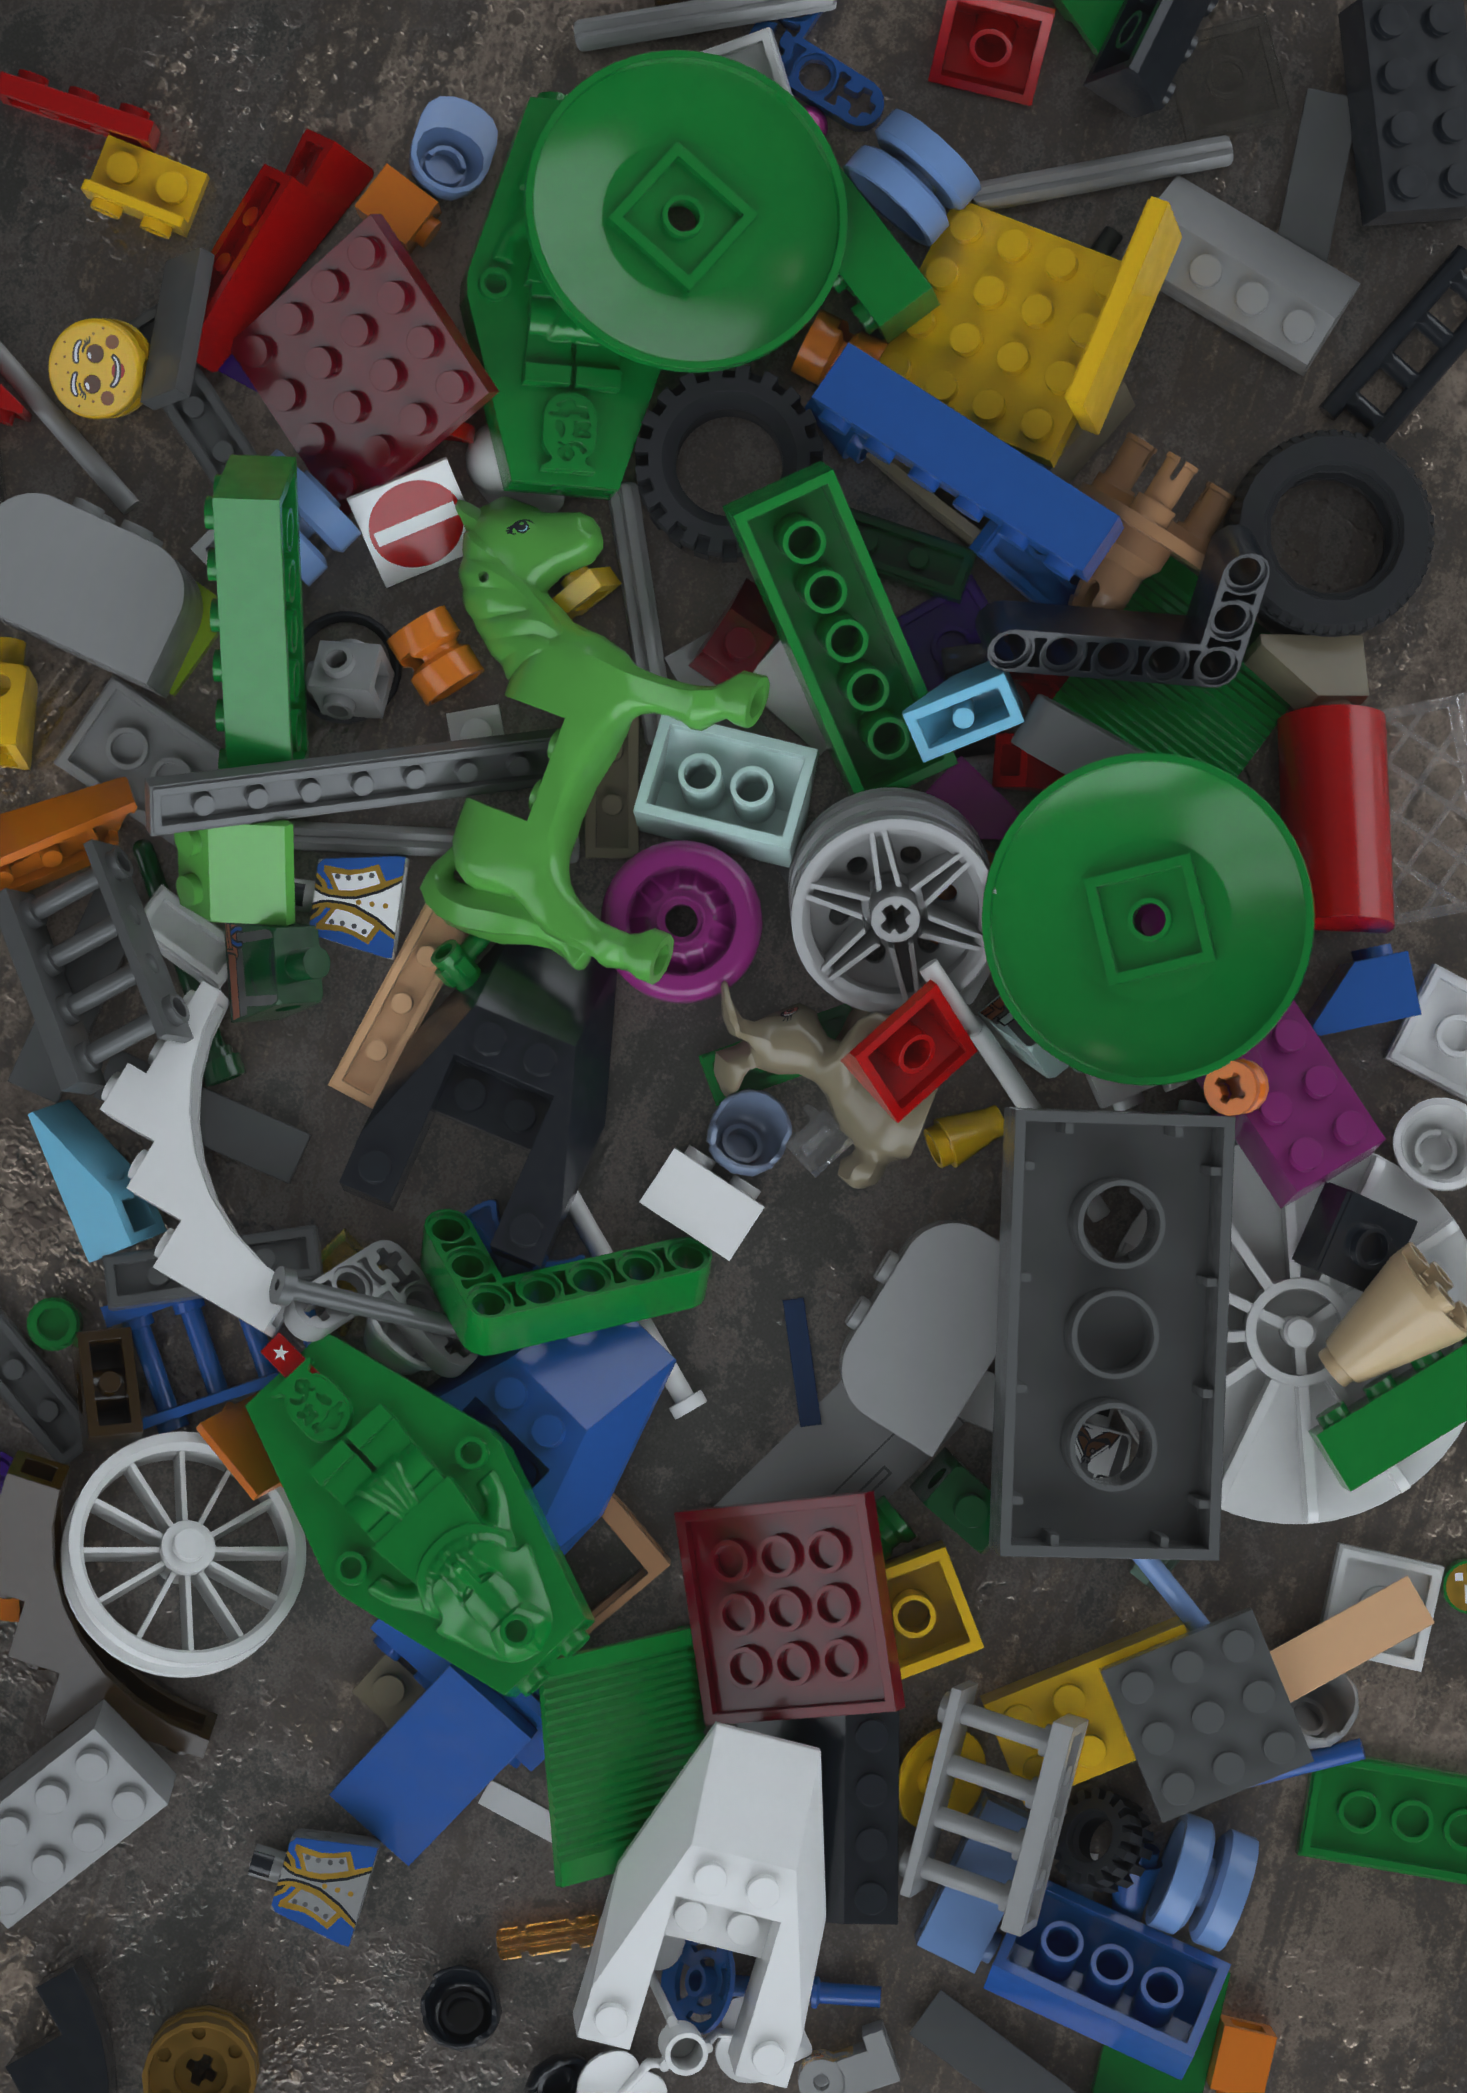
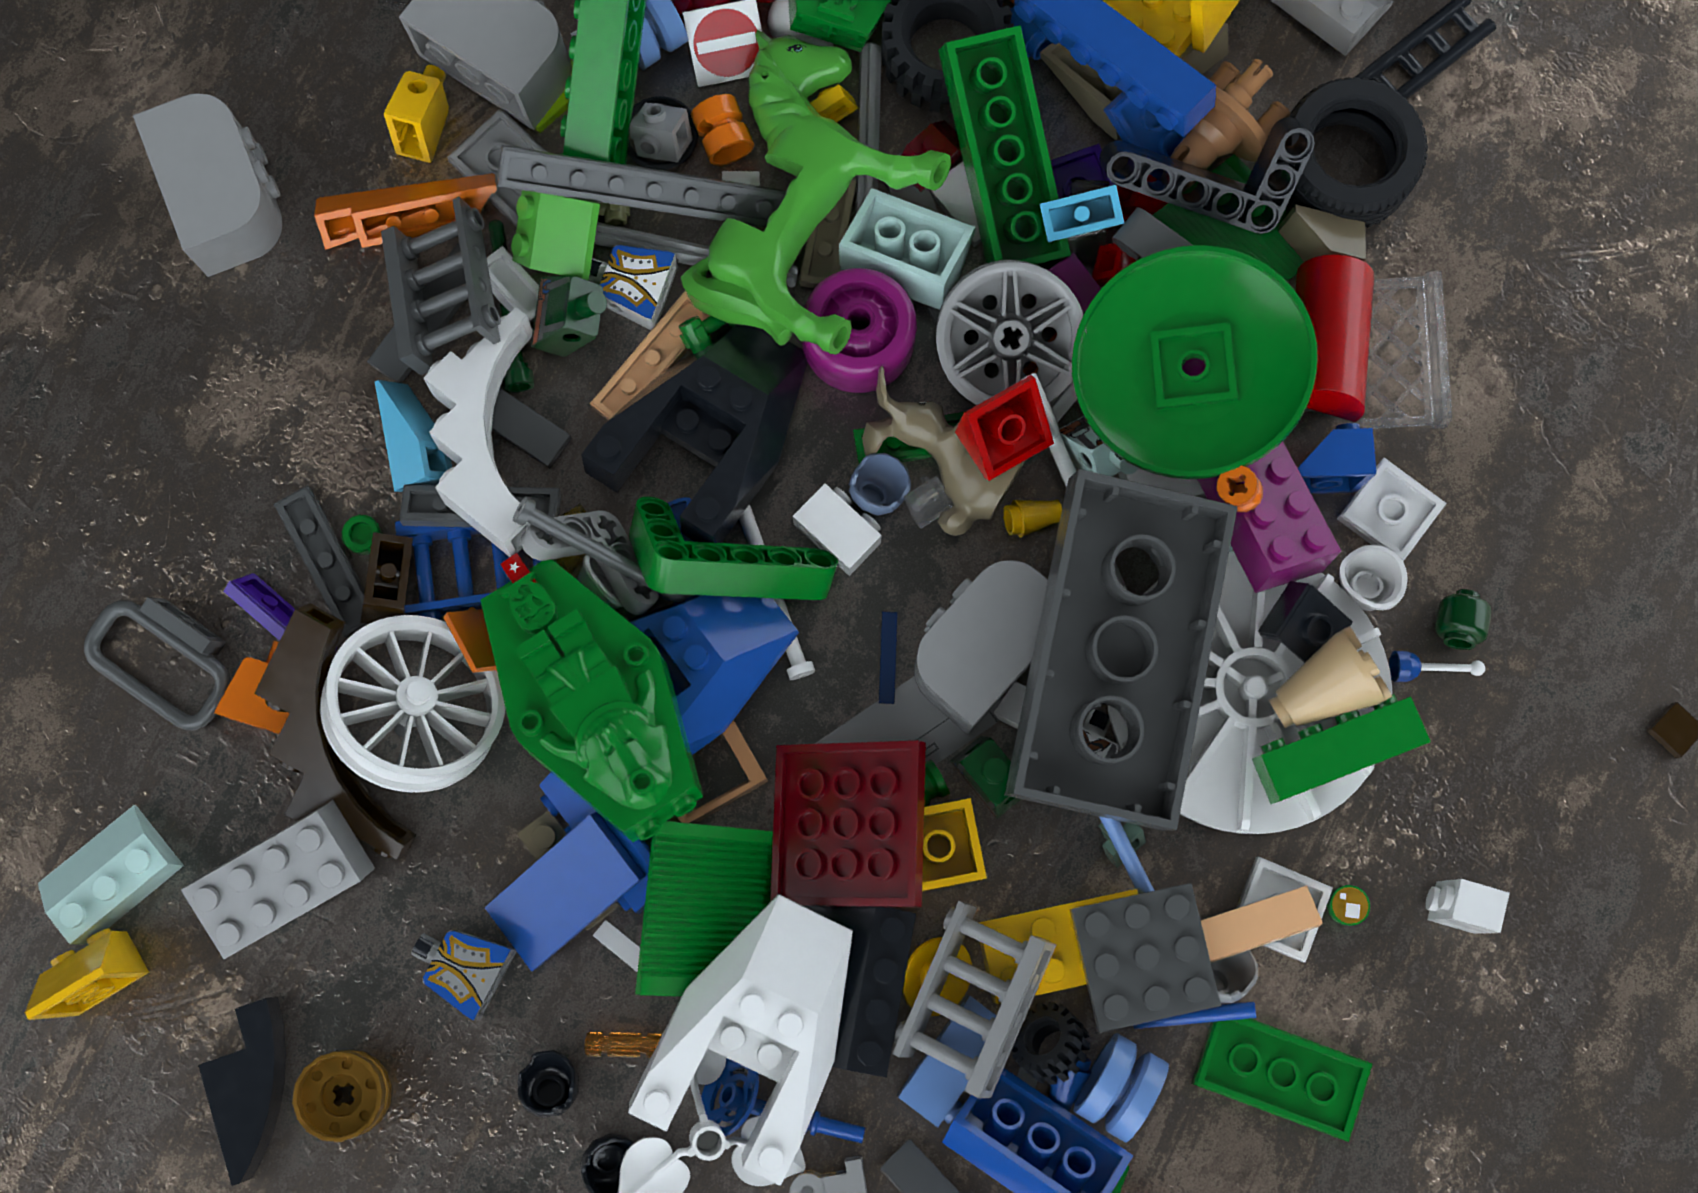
camera: 10 degrees right, 10 degrees down
(916, 557) = (1069, 127): dark green tile -> none

